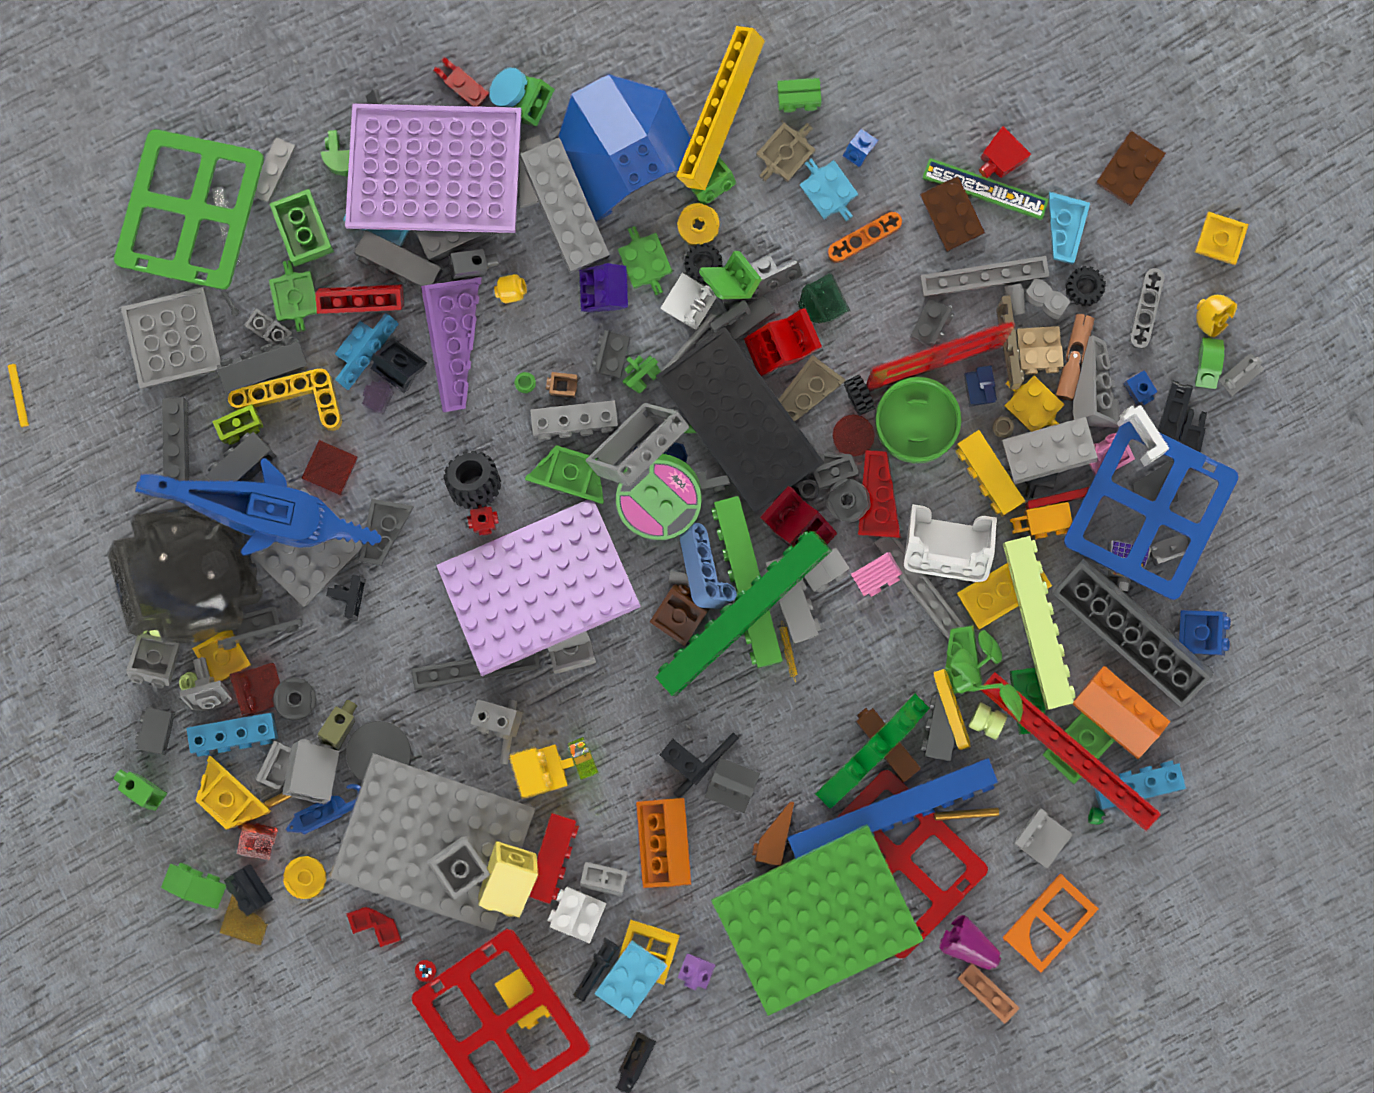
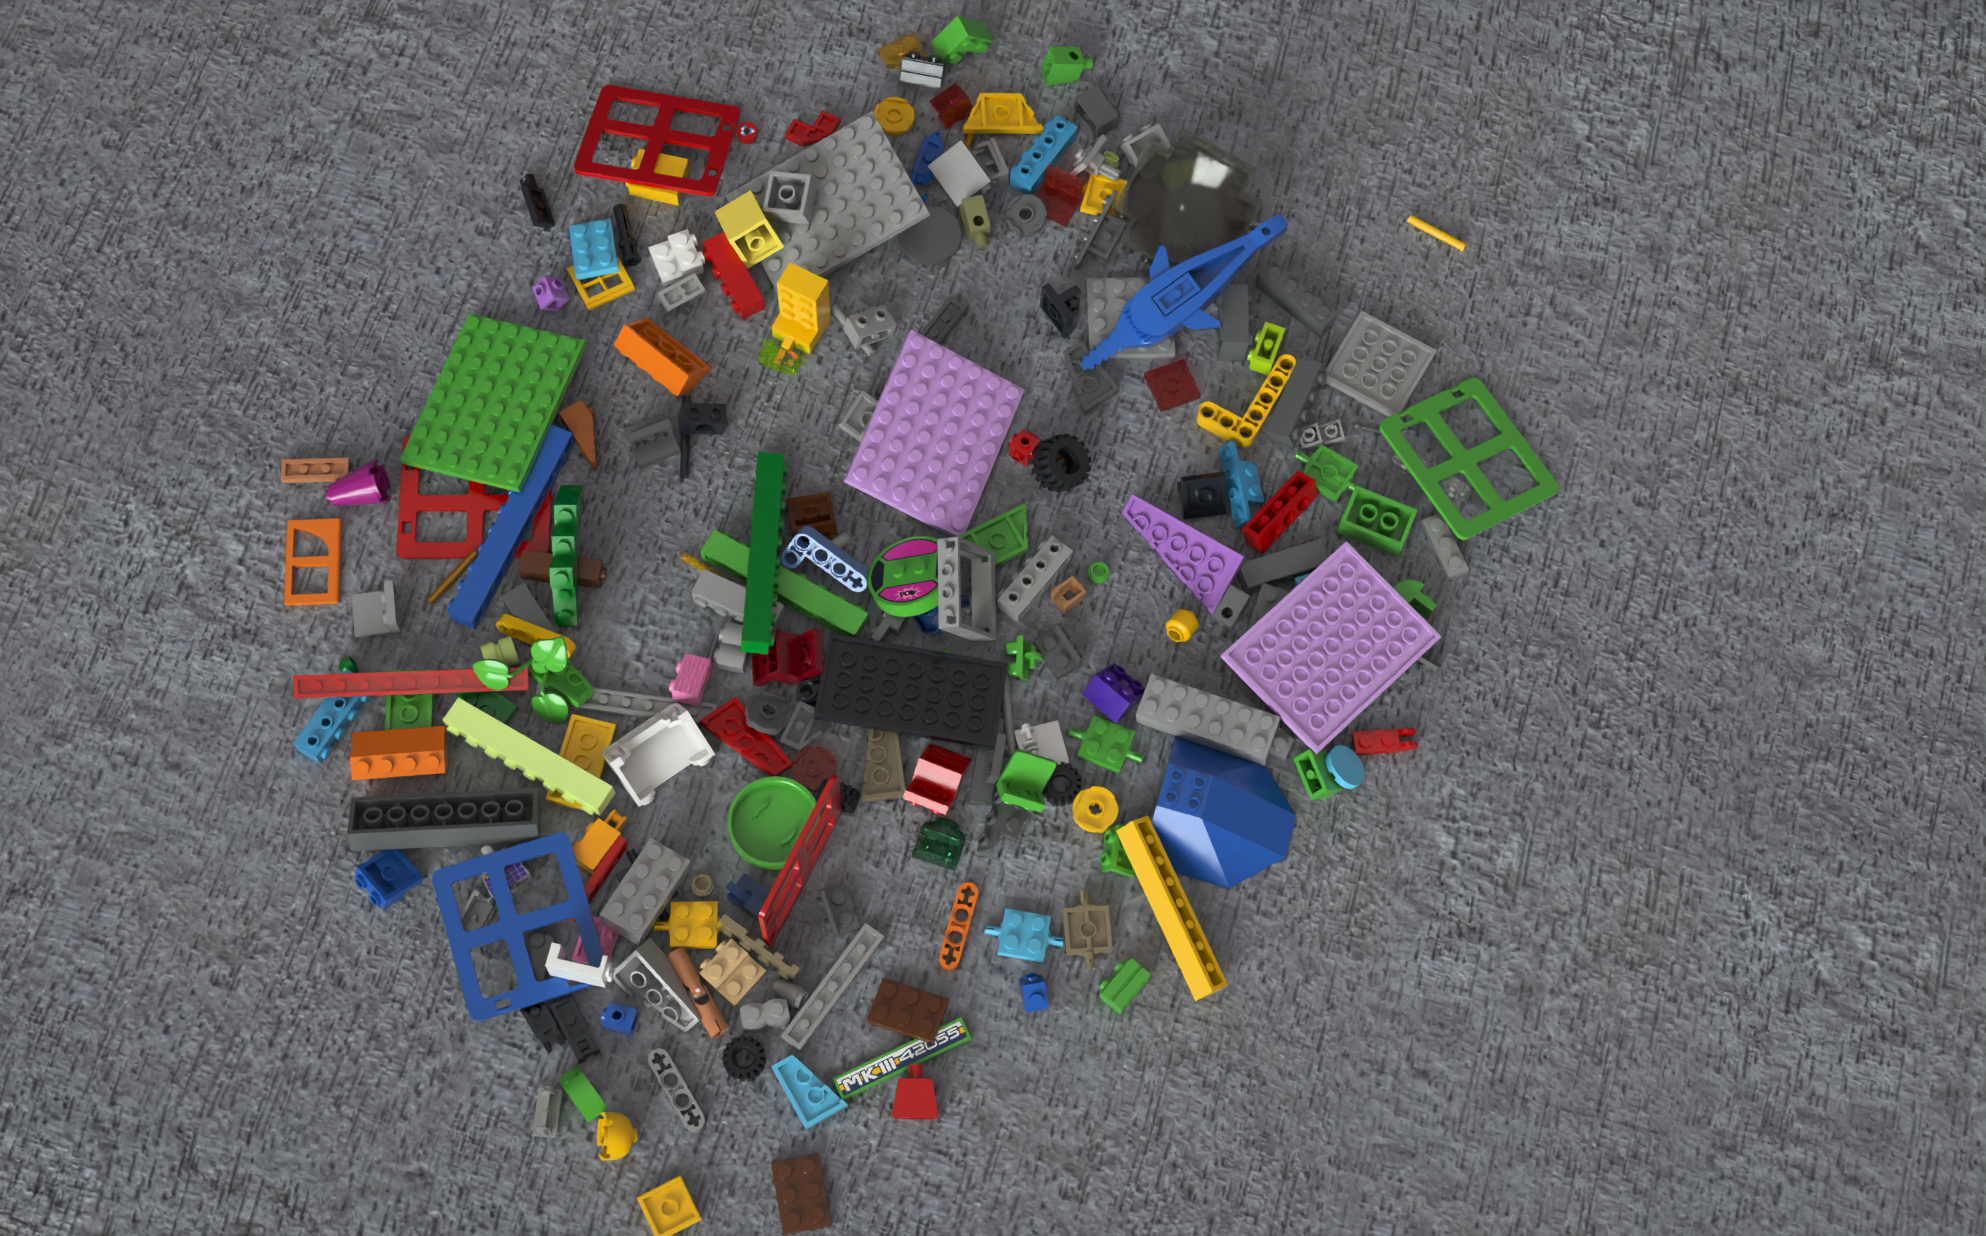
camera: 125 degrees right, 15 degrees down
(377, 396) = (1192, 459): clear purple brick -> none
(990, 474) = (684, 838): yellow brick -> none

